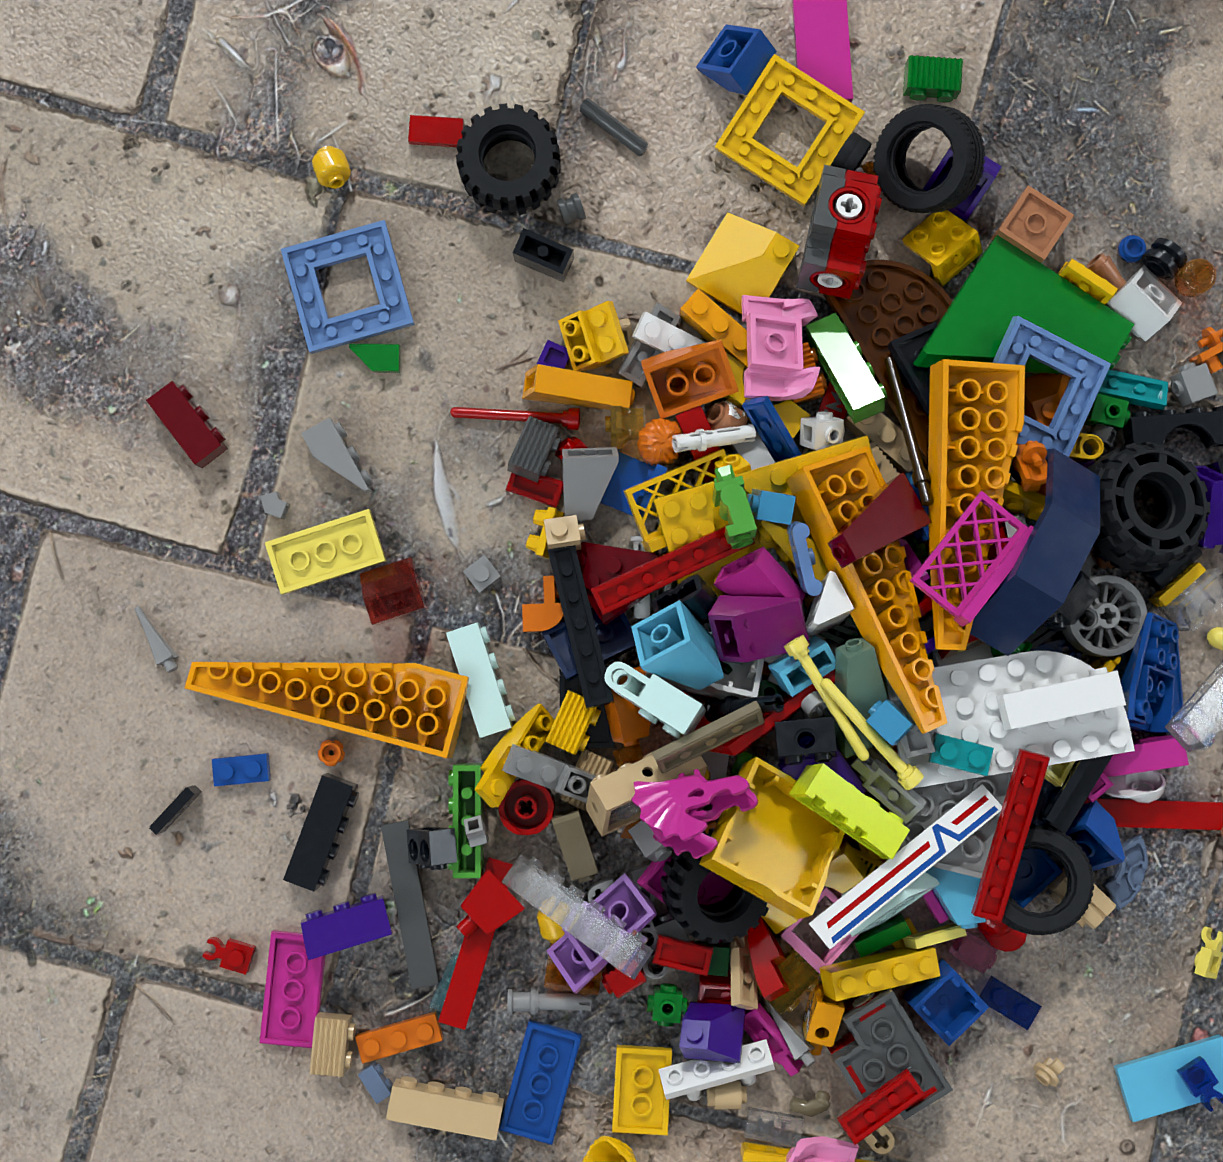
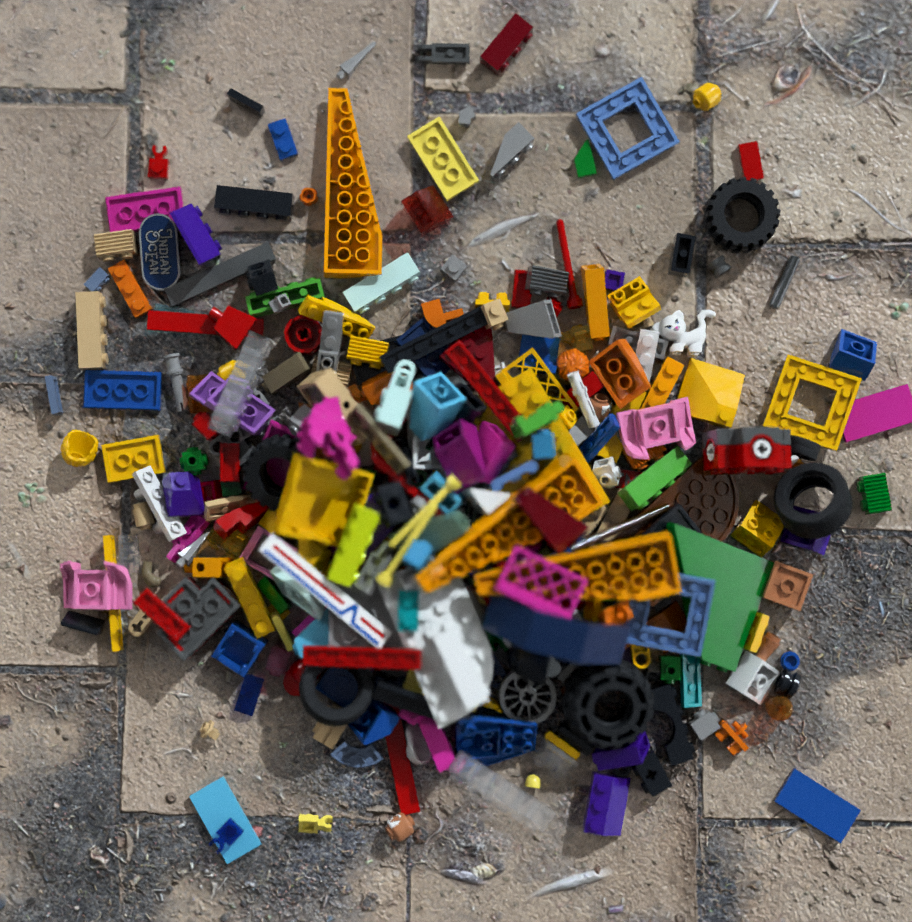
camera: 75 degrees right, 0 degrees up
(178, 513) = (445, 53): none -> dark grey hinge
(357, 983) = (159, 251): none -> tile
(642, 292) = (674, 329): none -> white animal

